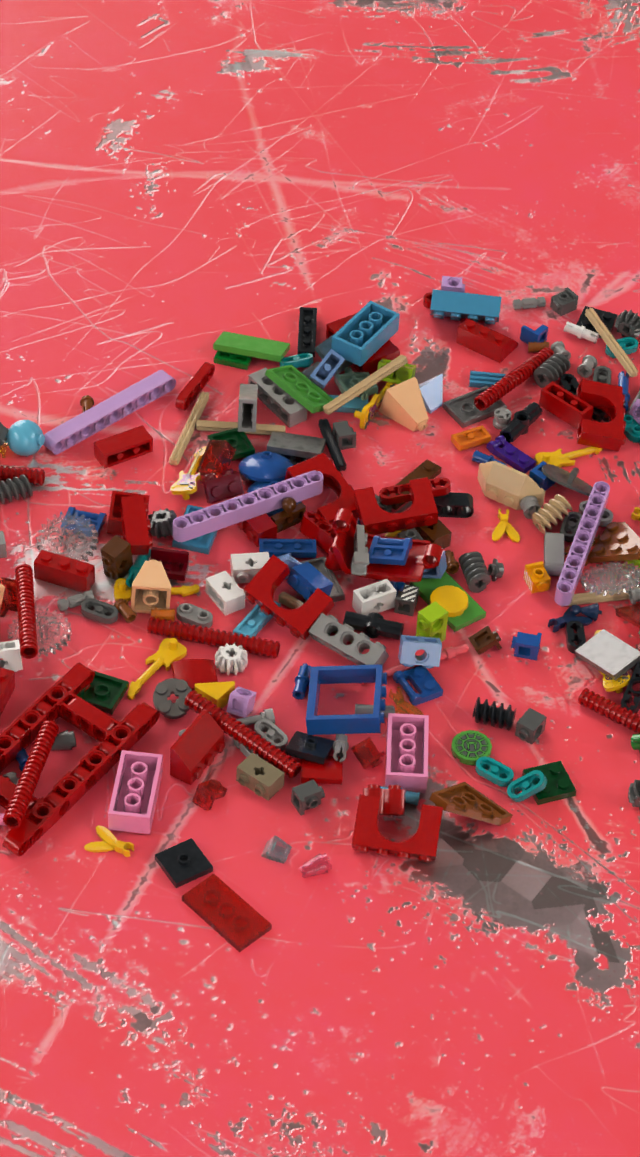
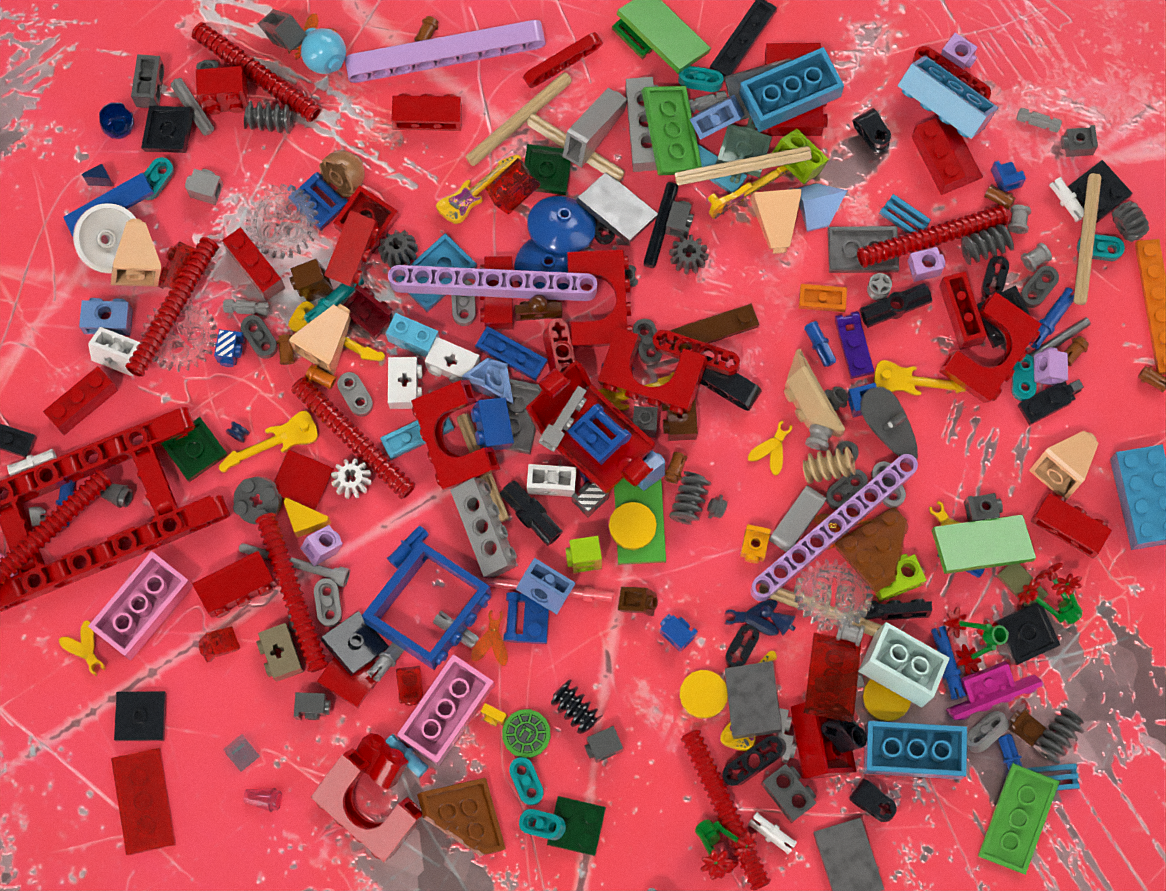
camera: 35 degrees right, 30 degrees up
(82, 624) = (229, 347): none -> blue brick
(90, 496) = (343, 171): none -> medium nougat cylinder
(130, 671) = (237, 432): none -> dark blue bush
(210, 562) = (411, 335): none -> medium azure brick
(222, 485) = (496, 226): dark red bracket -> none
(233, 537) = (463, 304): none -> light grey plate
(364, 450) = (697, 257): none -> dark grey gear
(429, 344) = (871, 127): none -> black piece
(440, 743) = (493, 716): none -> yellow plate
(521, 395) = (919, 271): none -> lavender brick
(572, 673) = (703, 694): none -> yellow tile

